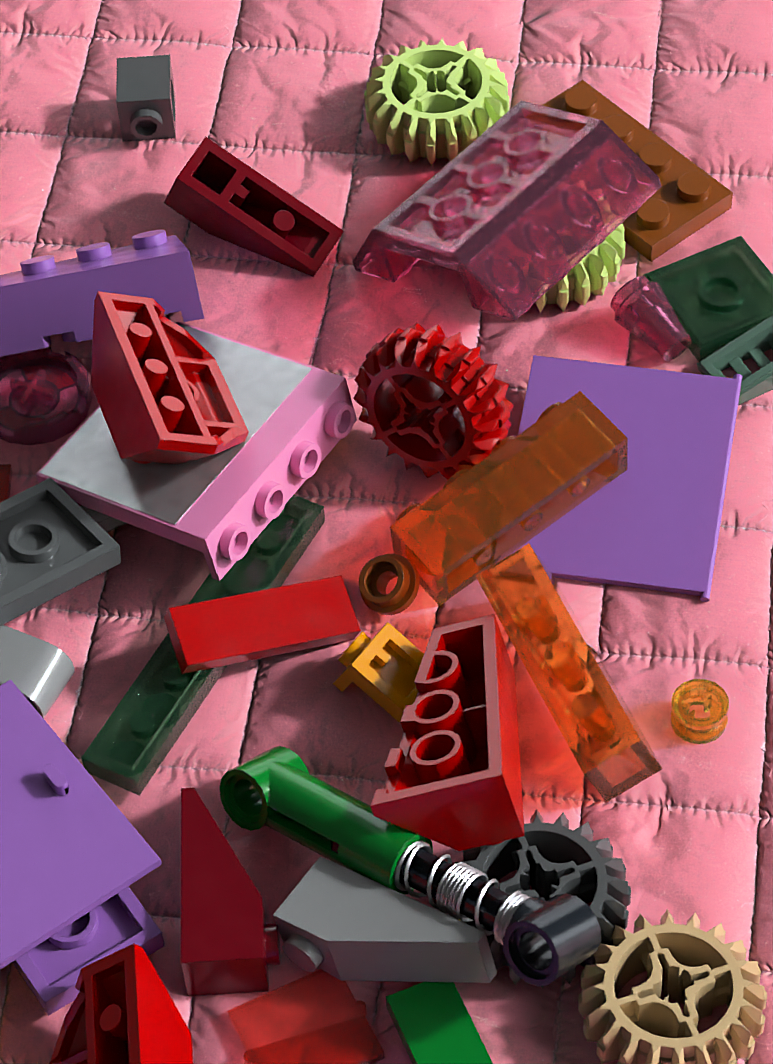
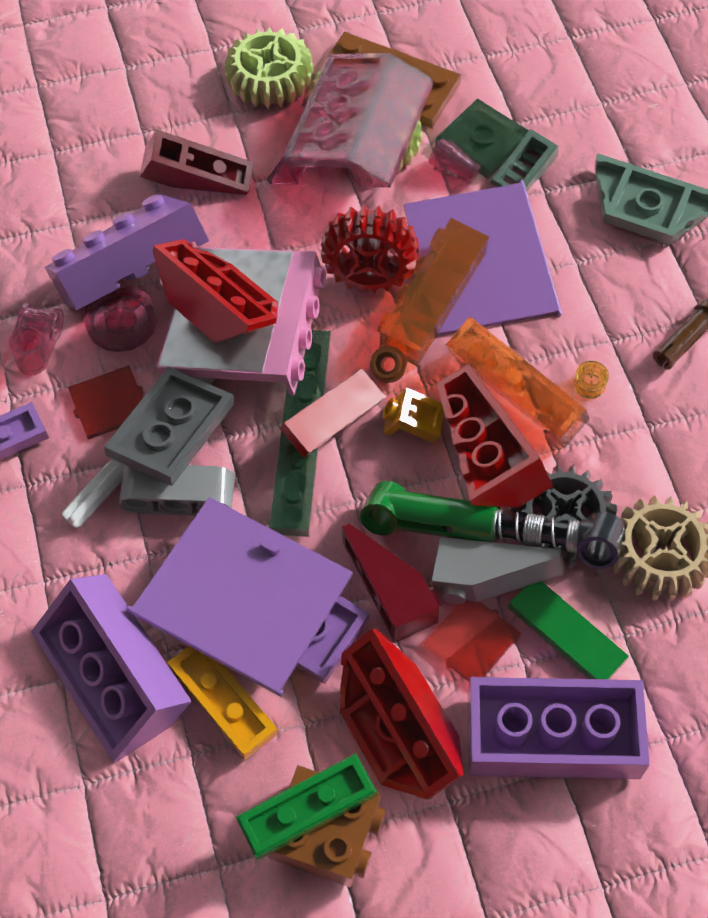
camera: 25 degrees left, 10 degrees up
(146, 98) = (95, 114): dark grey brick -> none

